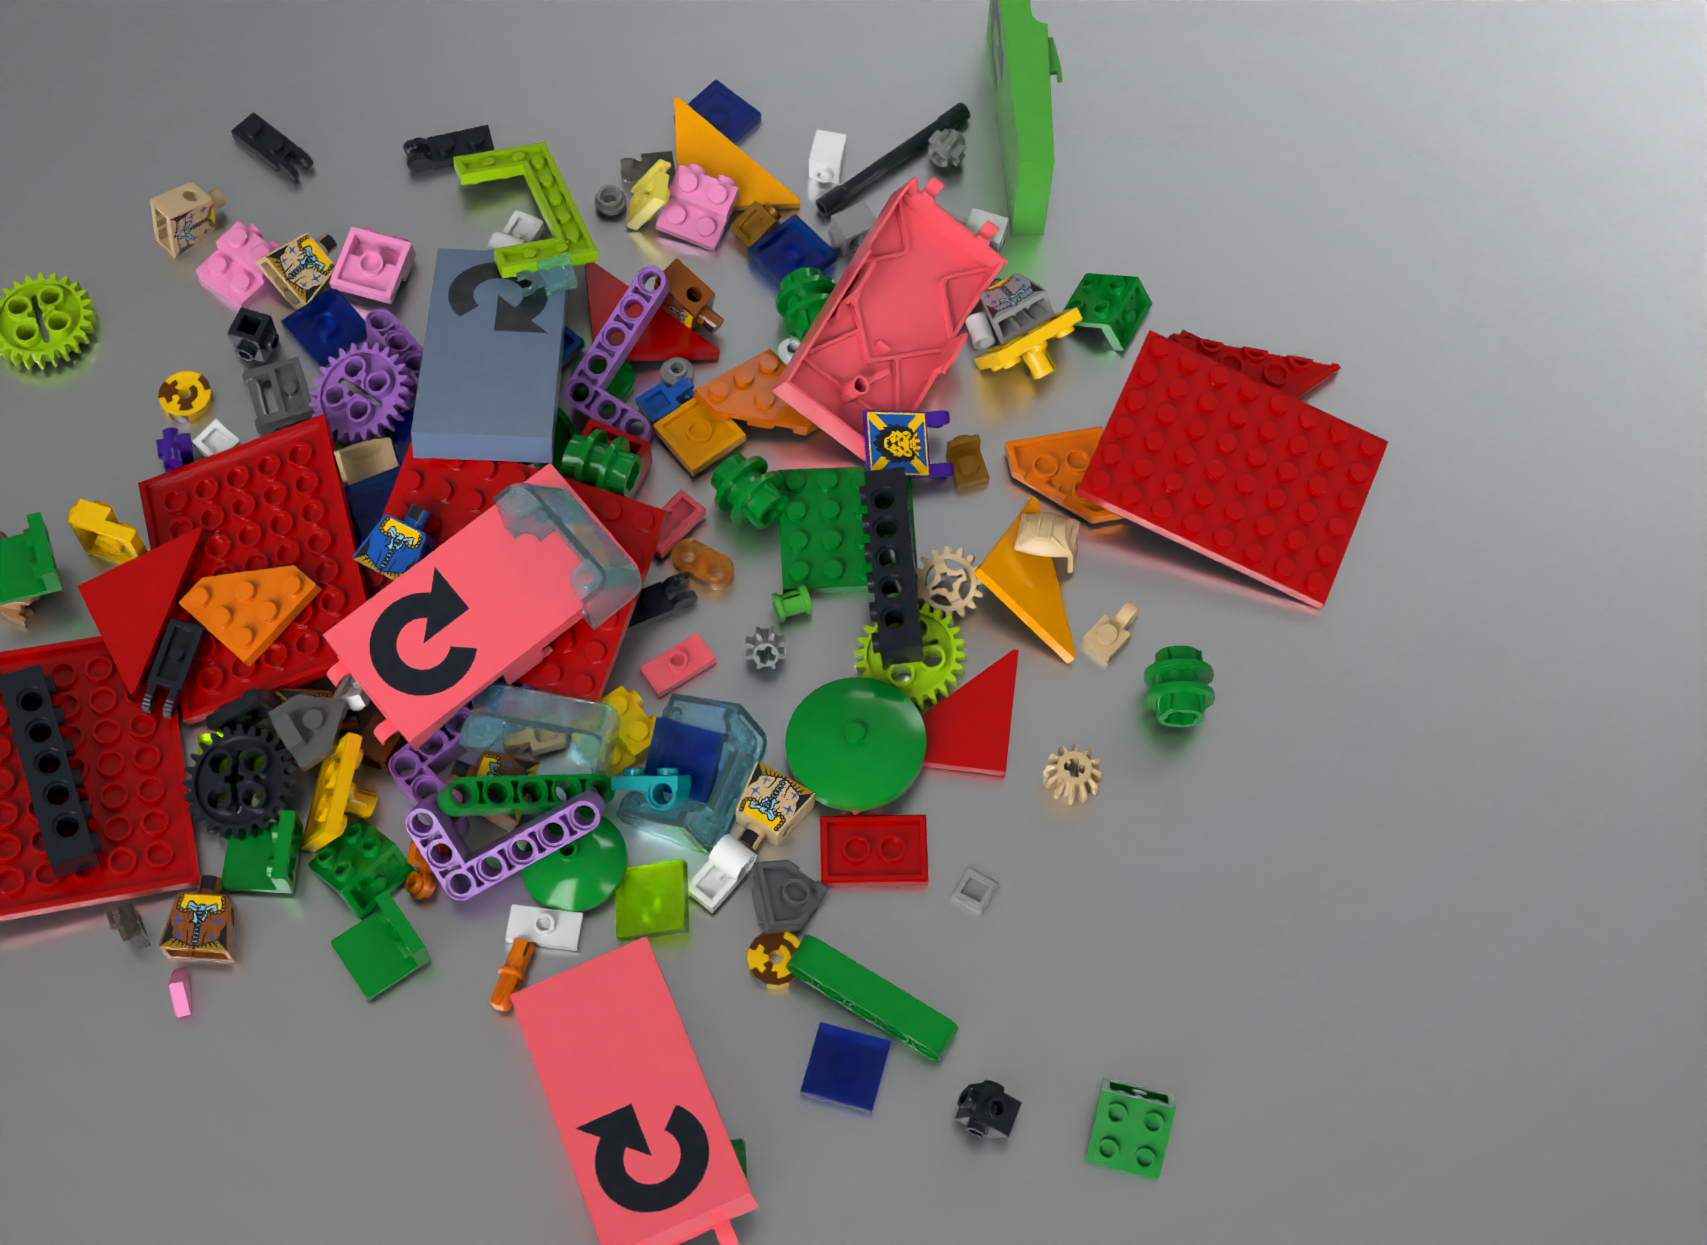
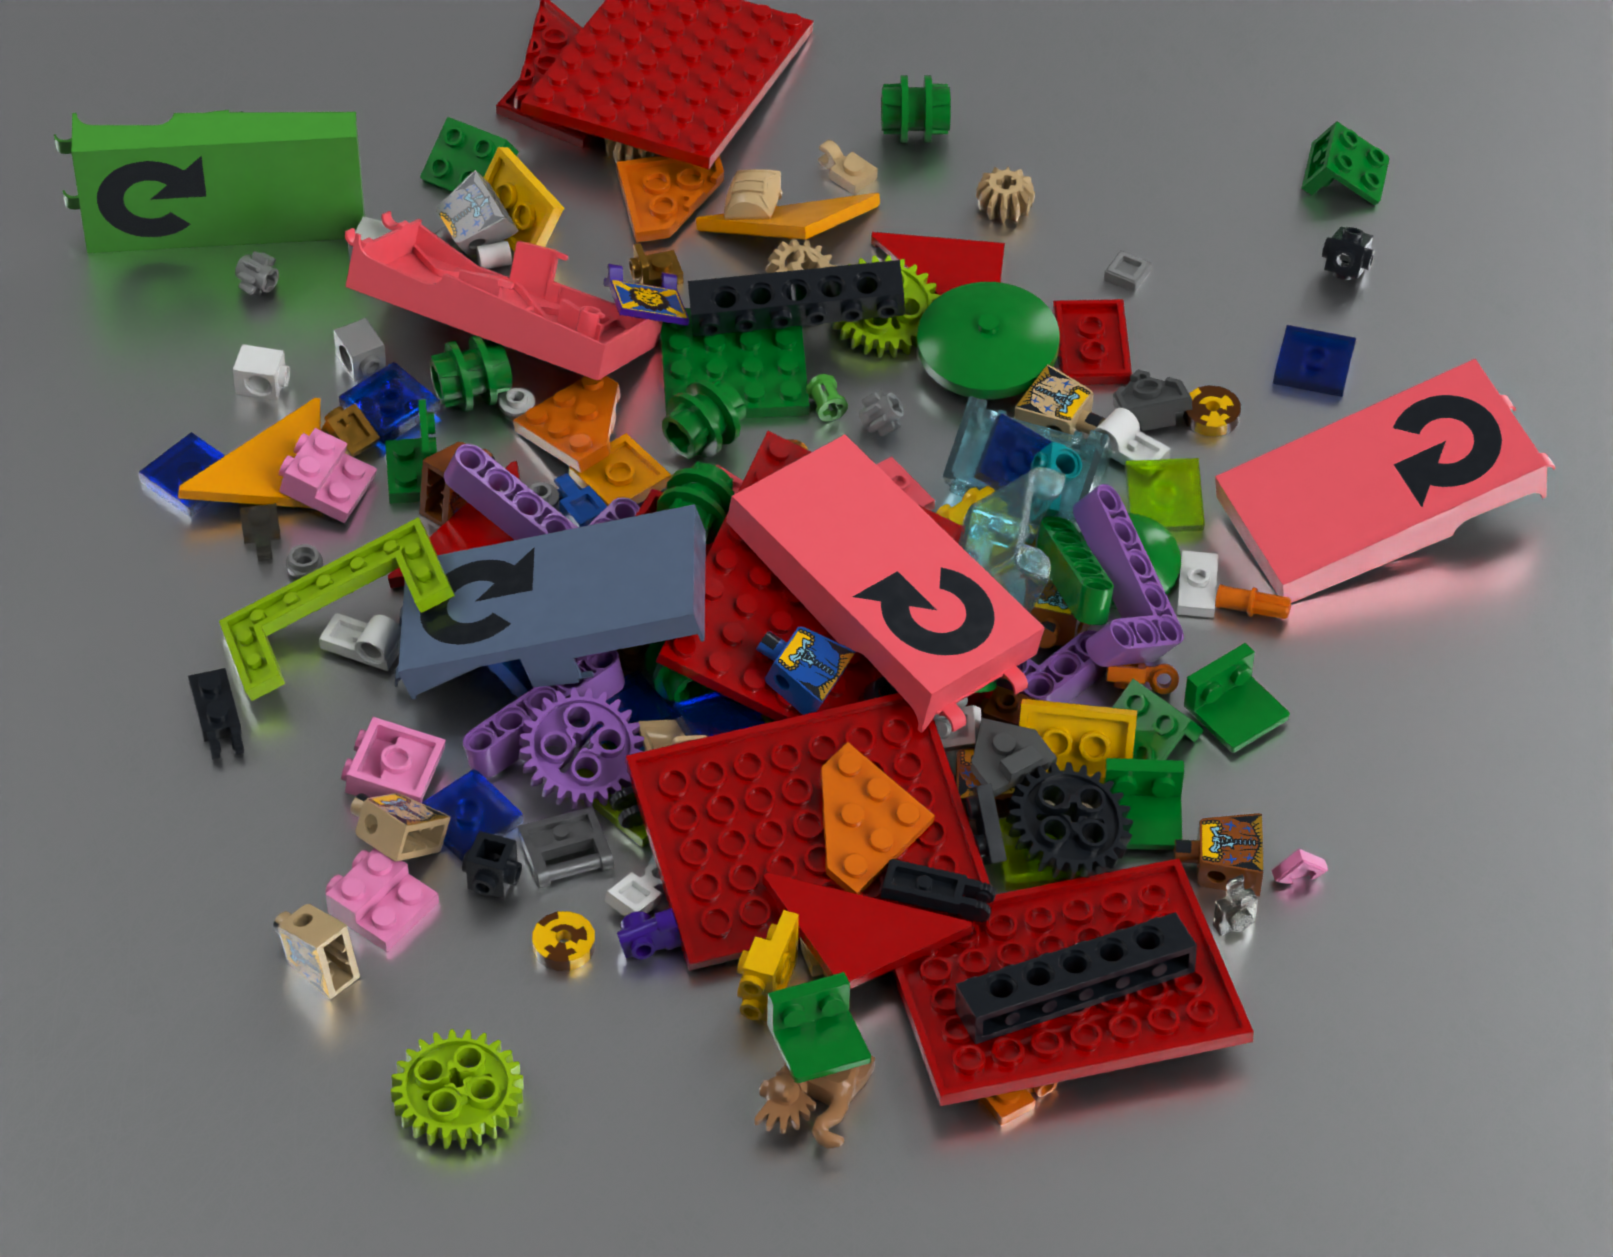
camera: 90 degrees left, 15 degrees down
(270, 146) = (200, 888): black hinge -> none
(553, 274) = (456, 547): clear light blue plate -> none
(605, 575) = (879, 440): clear light blue windscreen -> none
(650, 194) = (314, 511): light yellow plate -> none
(722, 271) = (406, 460): none -> green bracket
(842, 193) = (306, 365): black piece -> none
(872, 997) = (1248, 332): green beam -> none

